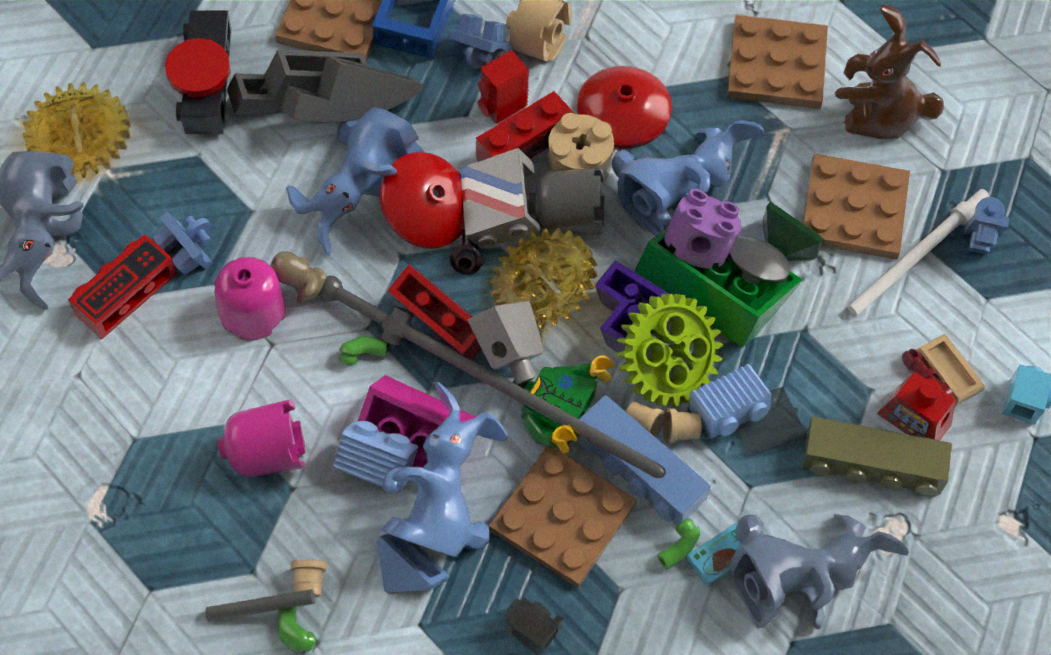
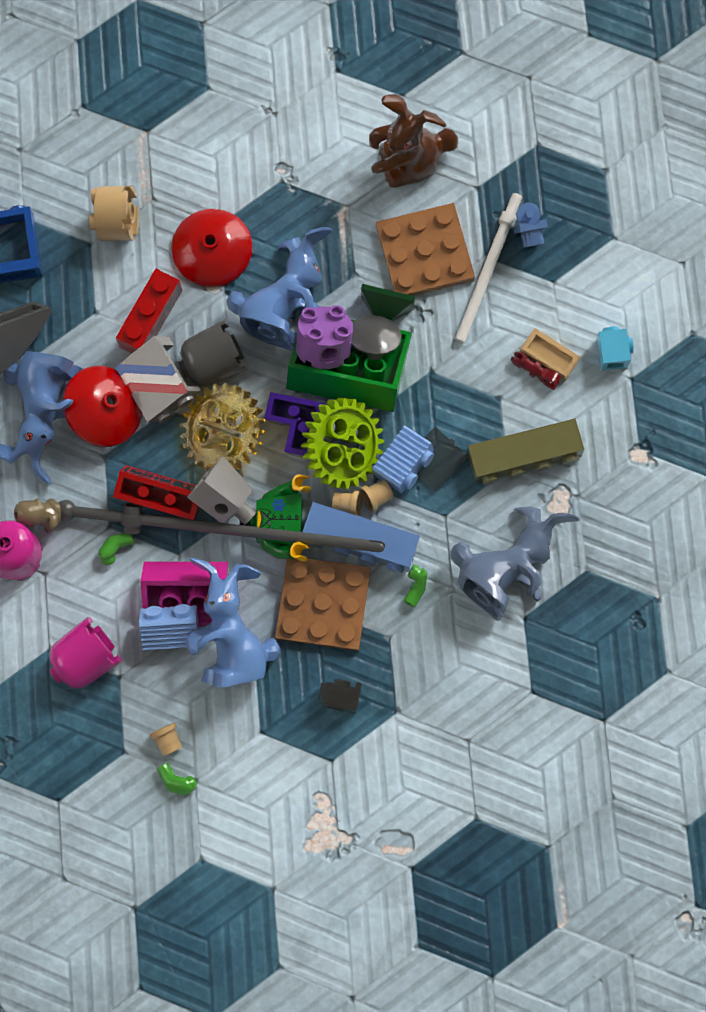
camera: 20 degrees left, 15 degrees up
(260, 605) = (144, 775): dark grey bar -> none
(407, 566) = (234, 699): medium blue slope -> none
(466, 257) = (155, 436): black plate -> none
(480, 44) = (74, 250): medium blue hips -> none
(503, 87) = (114, 282): red brick -> none
(580, 144) = (196, 292): tan brick -> none
(714, 557) = (445, 580): medium azure tile -> none
(777, 61) = (312, 151): medium nougat plate -> none
(920, 408) = (540, 401): red torso -> none

